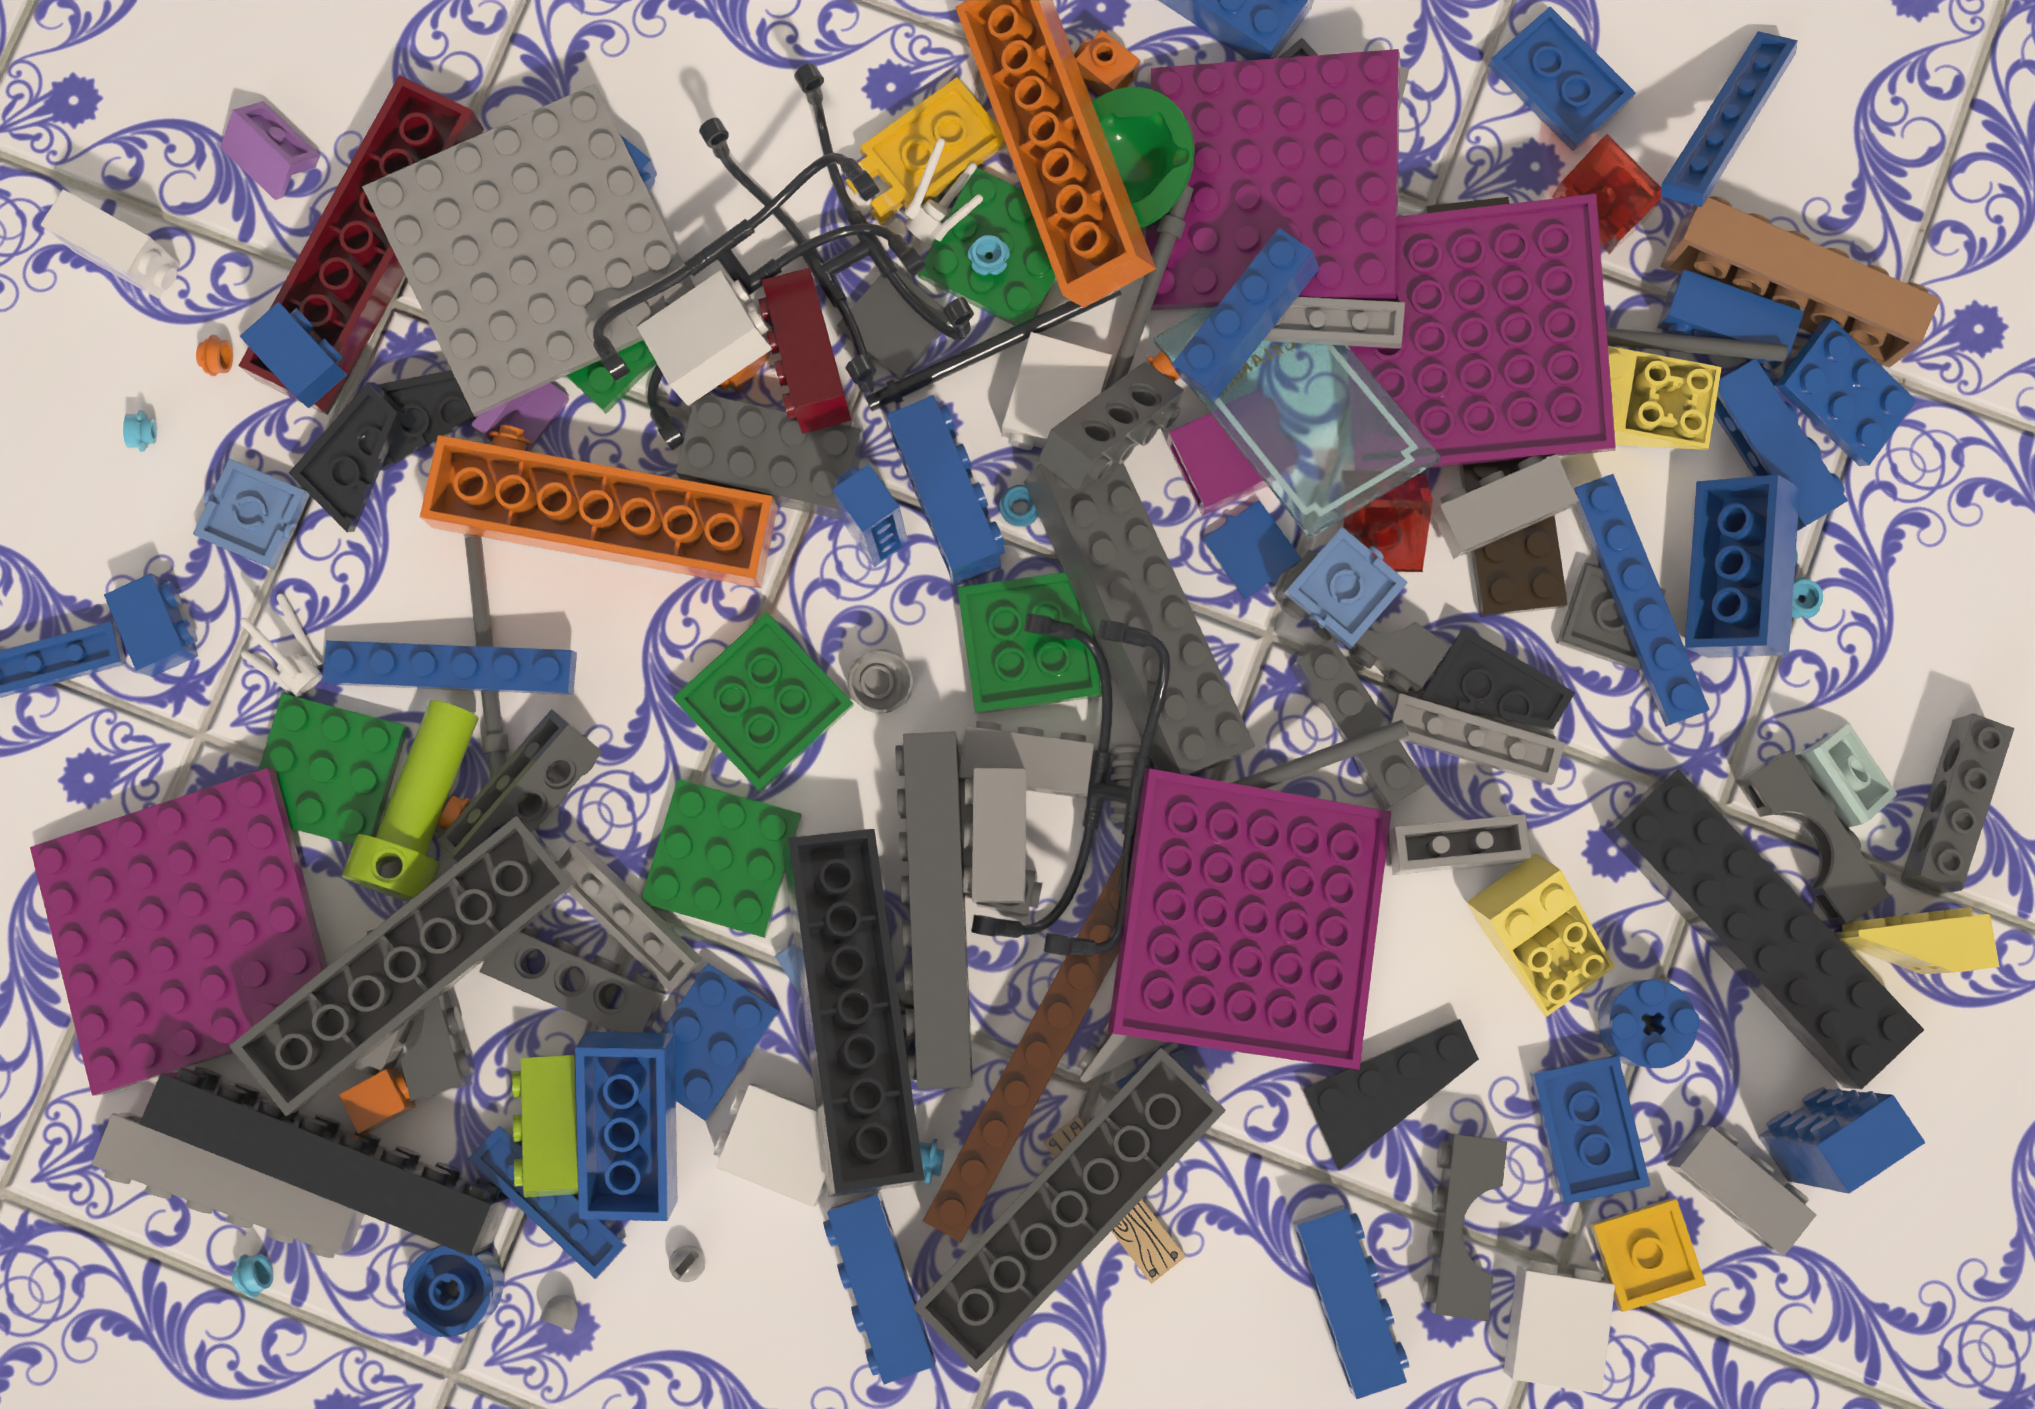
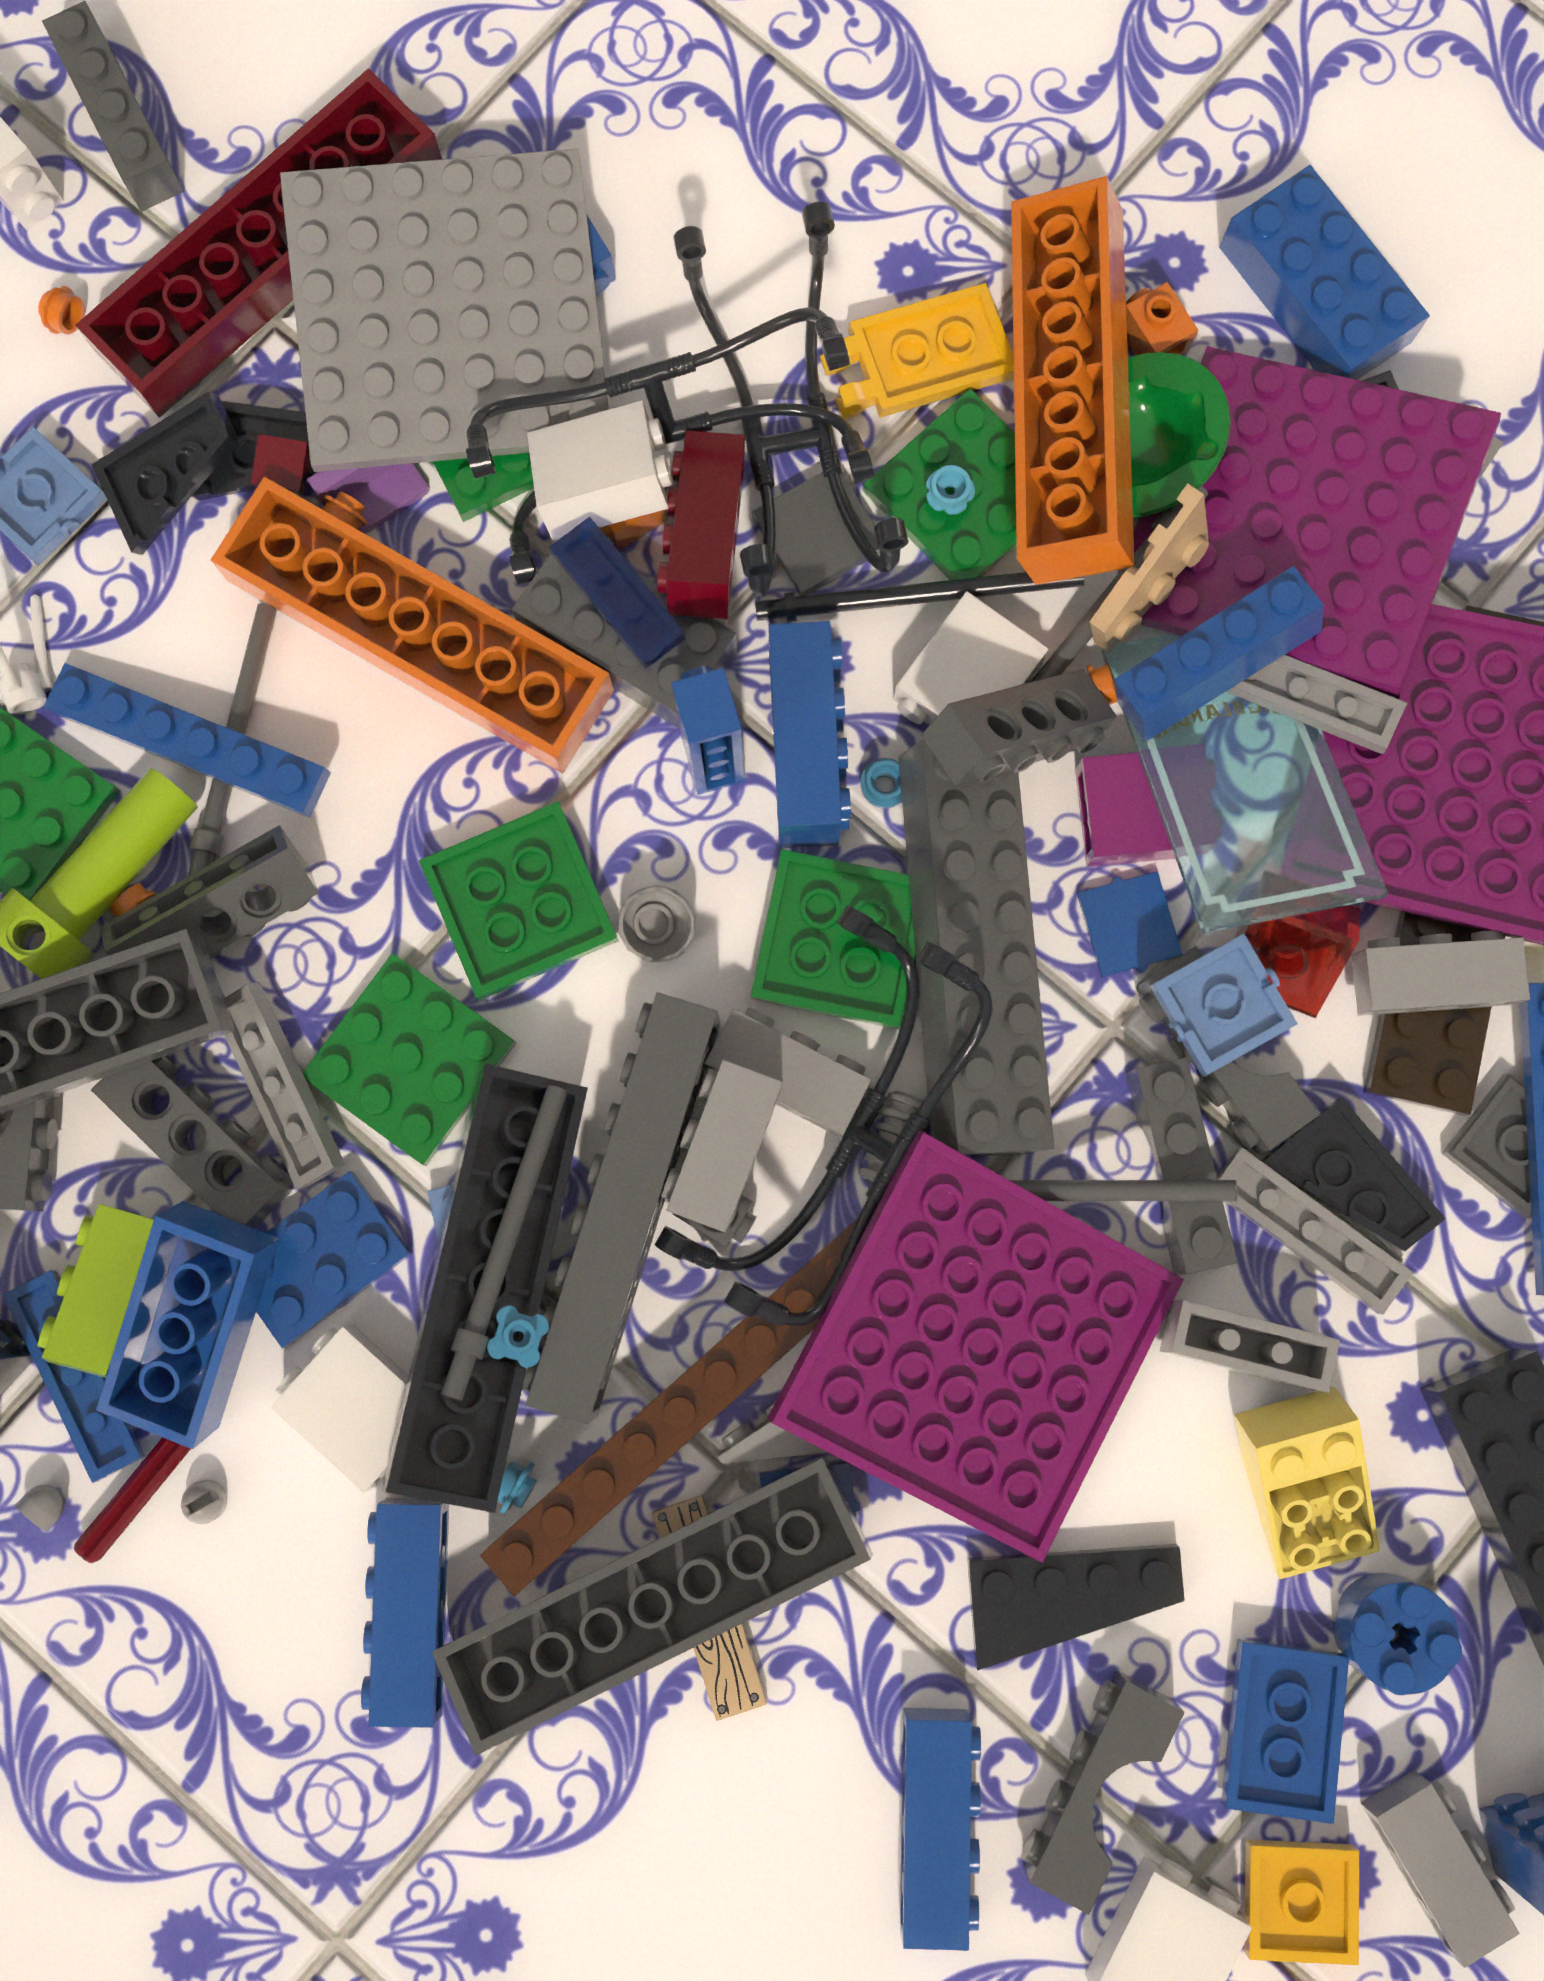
camera: 20 degrees right, 0 degrees up
(196, 173) = (112, 106): none -> dark grey arch
(267, 147) = (201, 104): medium lavender panel -> none
(294, 355) = (136, 331): blue brick -> none
(445, 418) = (282, 462): none -> dark red tile
(629, 1280) = (129, 1500): none -> dark red axle
(757, 430) = (617, 592): none -> clear blue plate
(858, 1054) = (471, 1341): none -> dark grey bar
(883, 1047) = (503, 1343): none -> dark azure plate
(928, 219) = (896, 428): white plant -> none
(1177, 254) = (1164, 560): none -> tan wing

